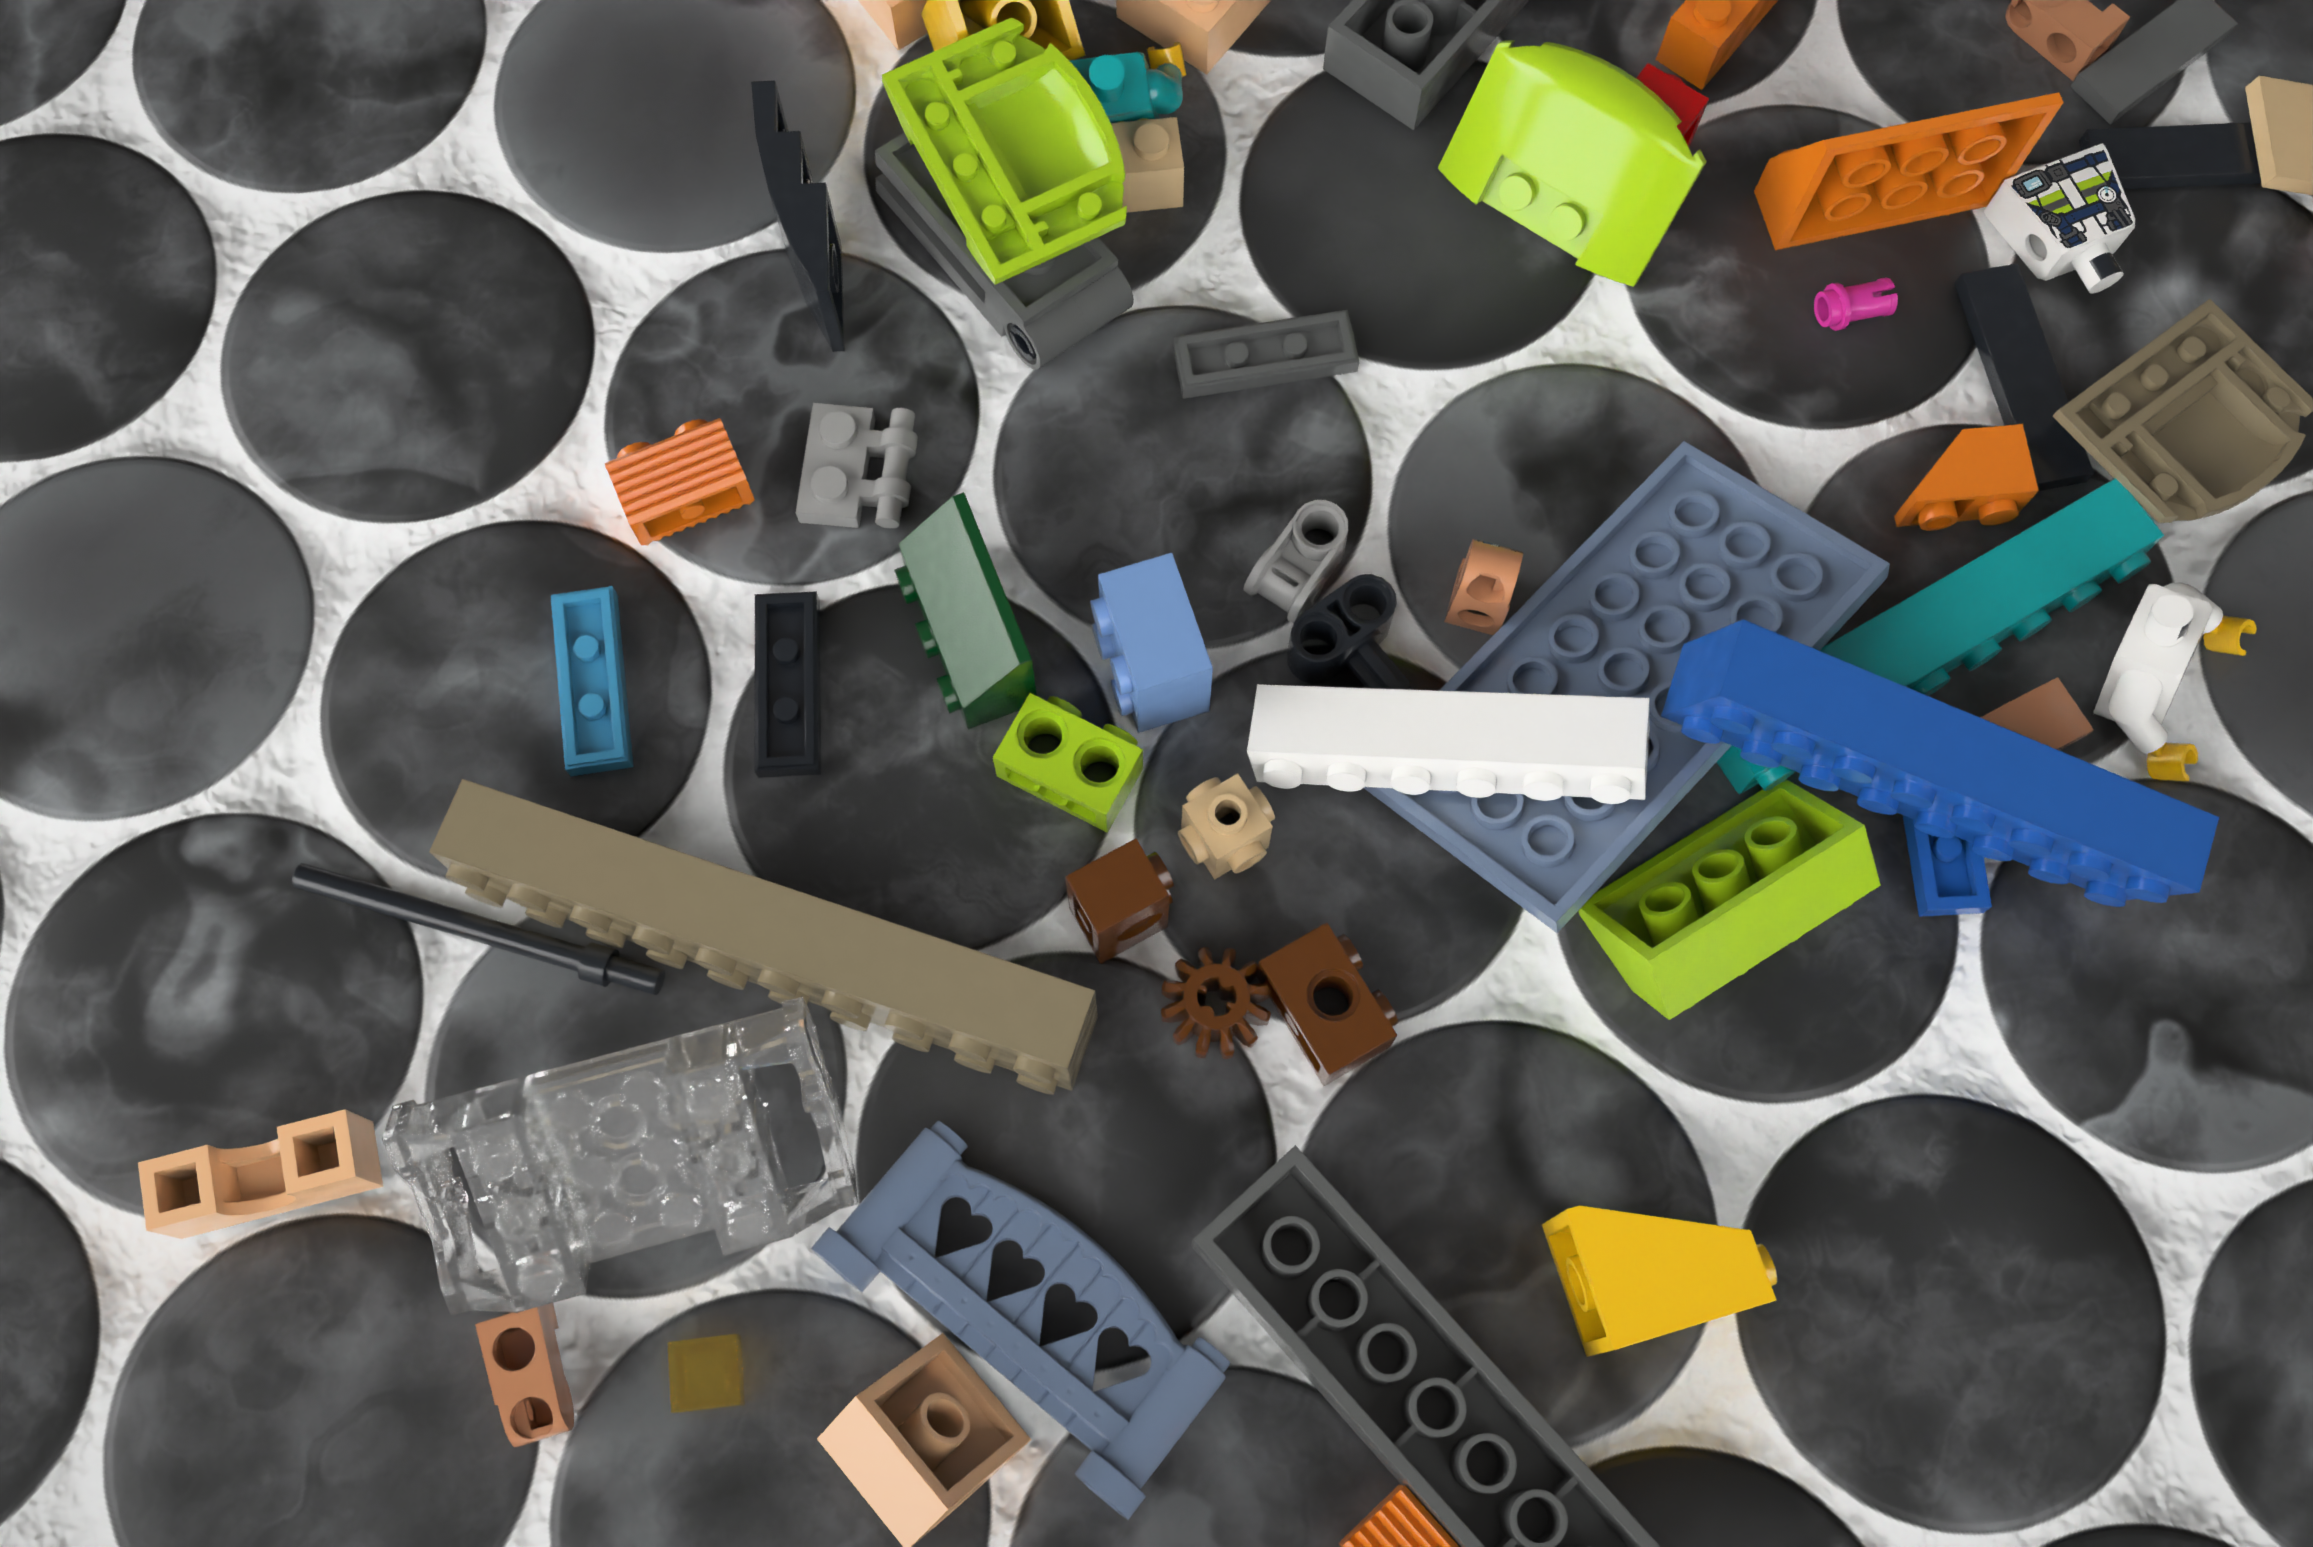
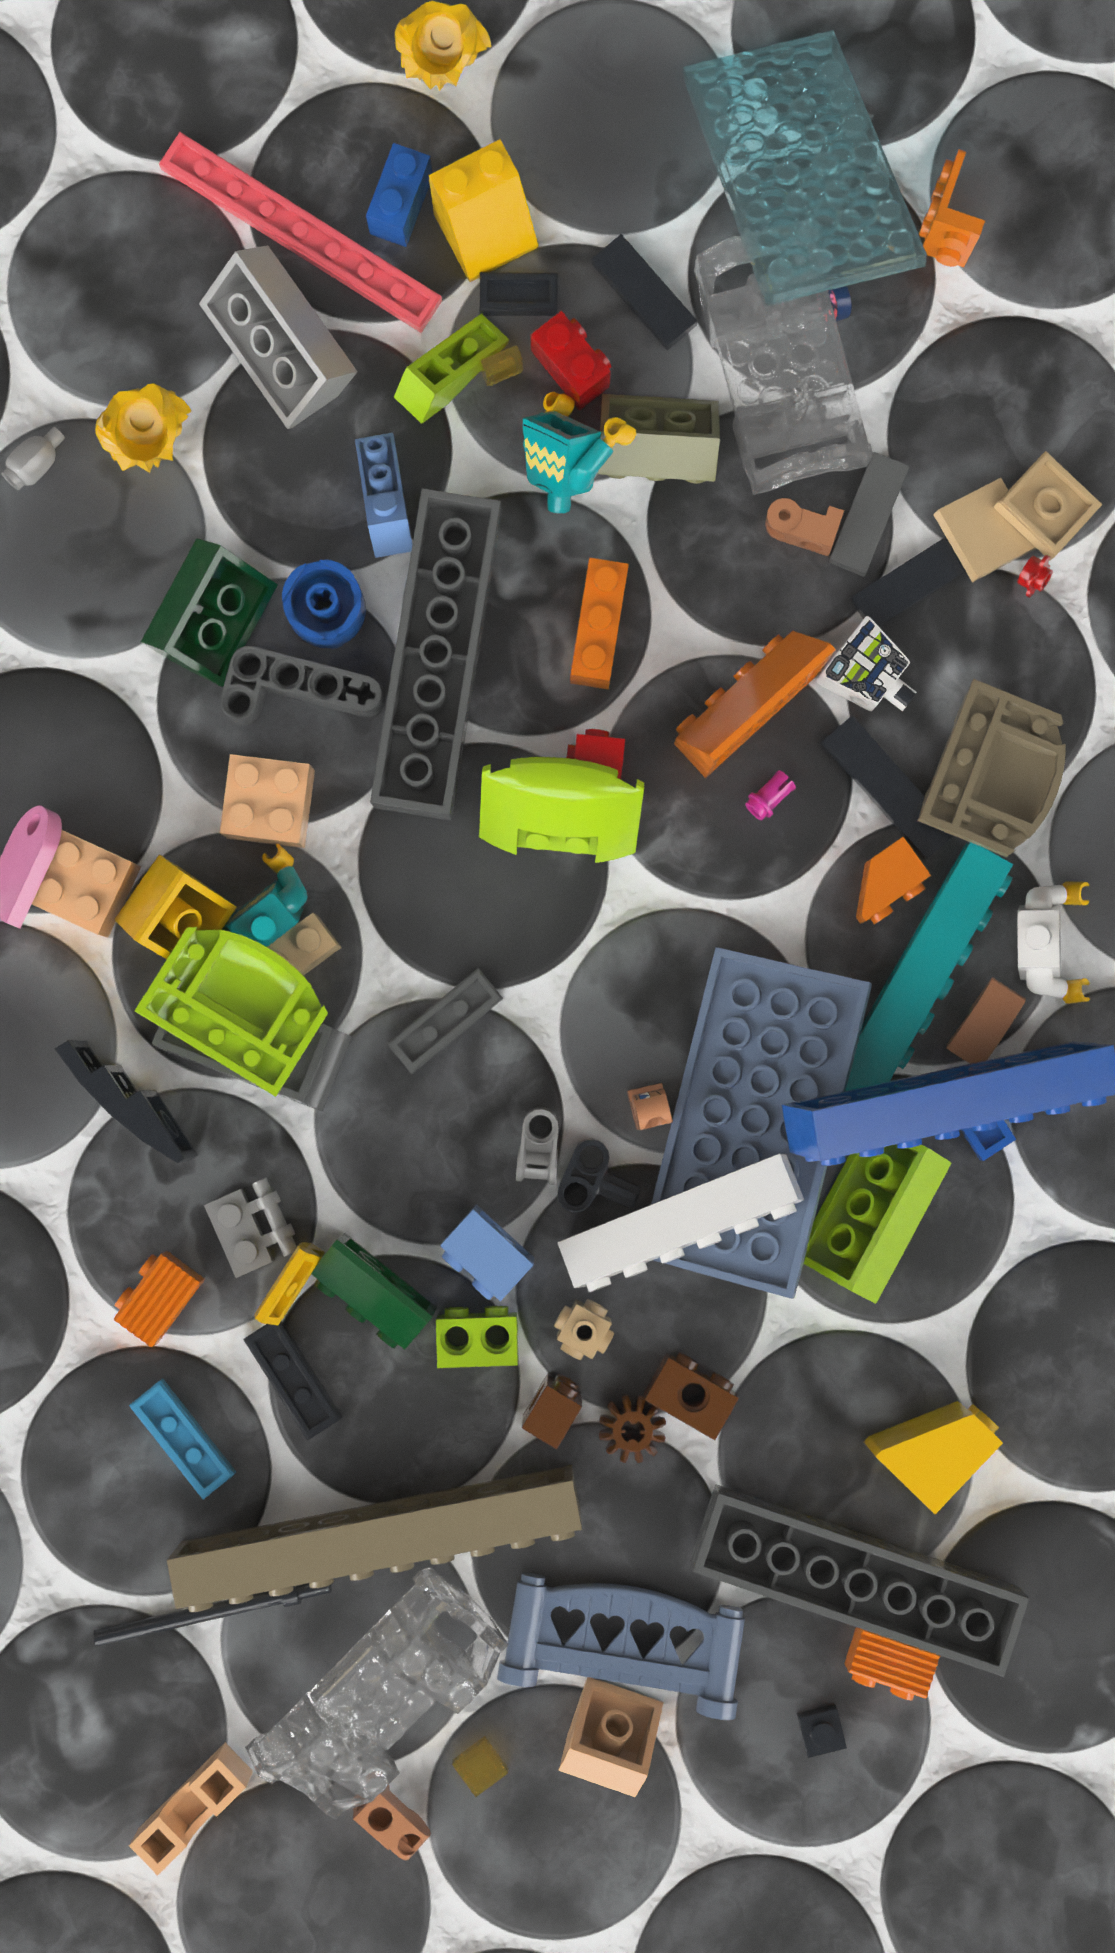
camera: 30 degrees left, 15 degrees up
(858, 537) = (289, 1283): none -> yellow slope

